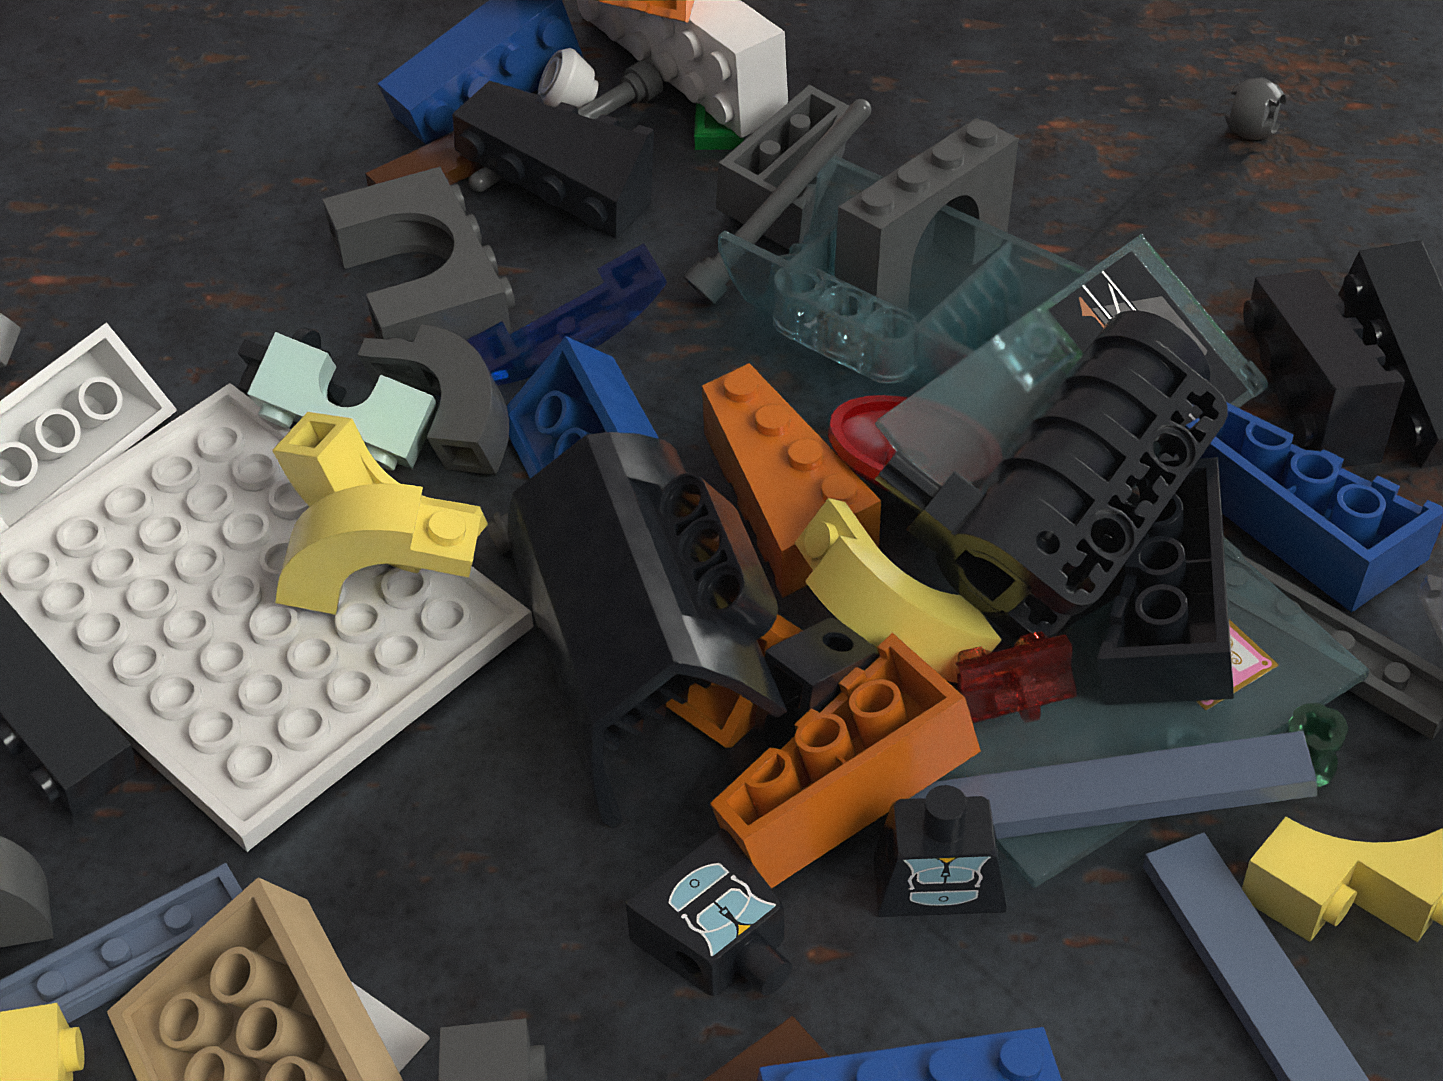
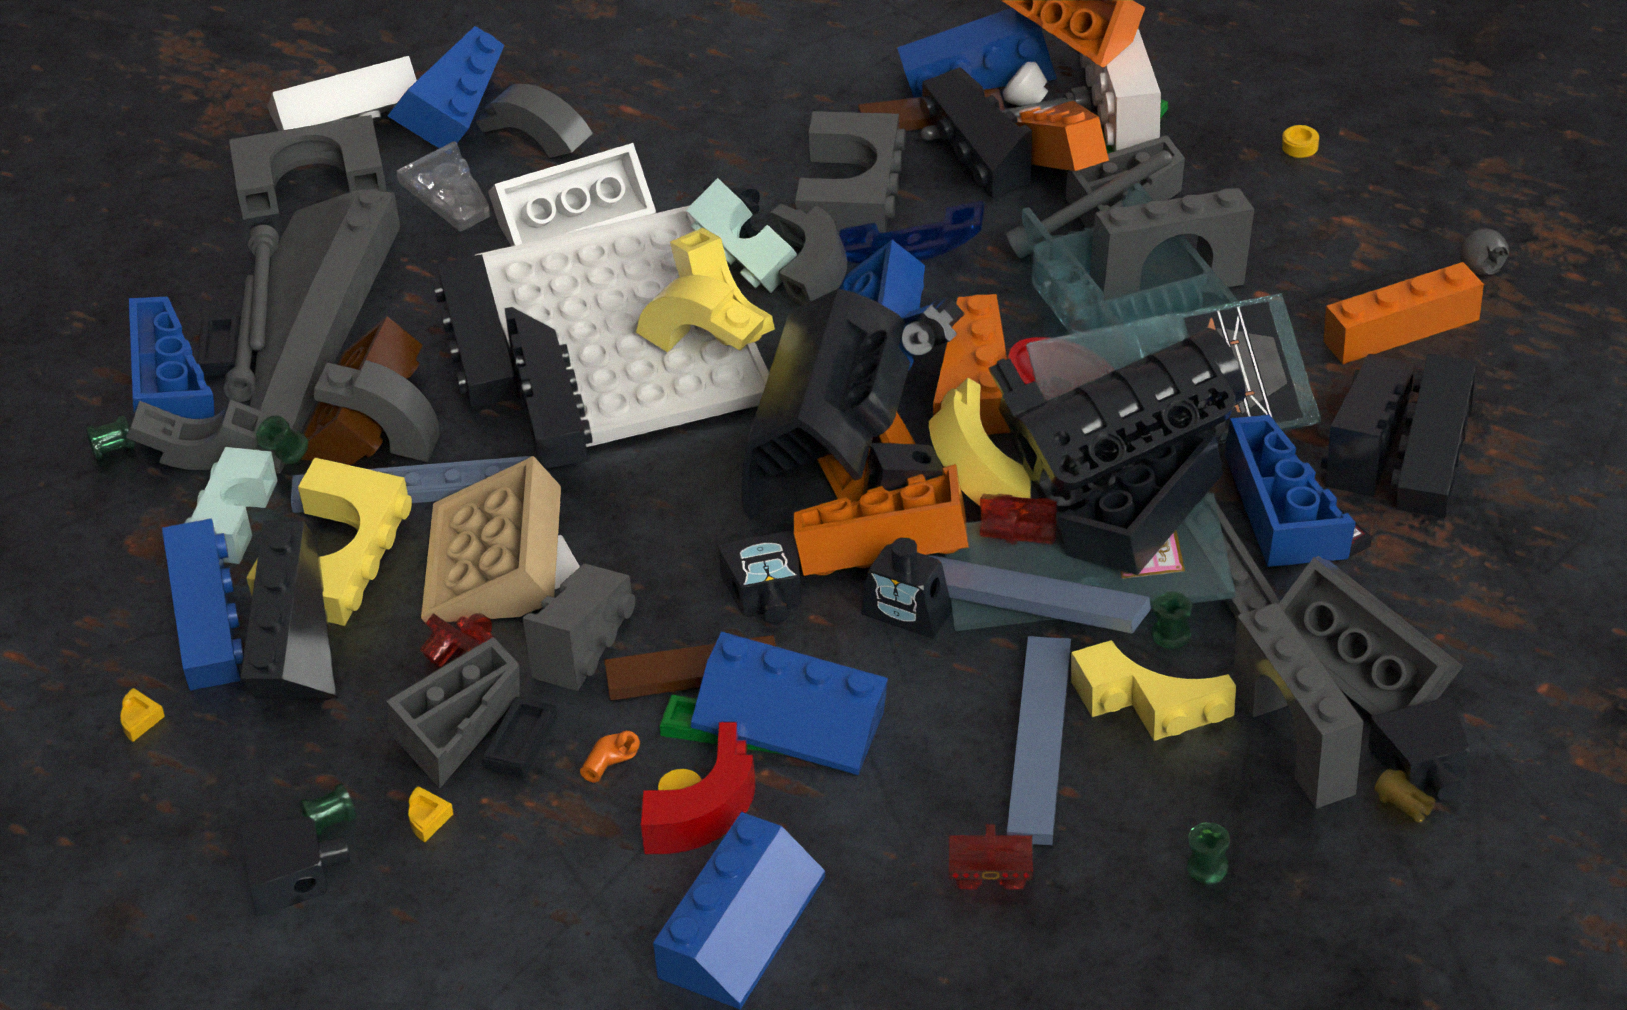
camera: 30 degrees right, 5 degrees down
(207, 756) = (547, 391): none -> black wedge
(699, 123) = (1064, 136): none -> orange wedge
(708, 433) = (930, 326): none -> black hips
(933, 48) = (1300, 141): none -> yellow tile
(1234, 205) = (1403, 312): none -> orange wedge

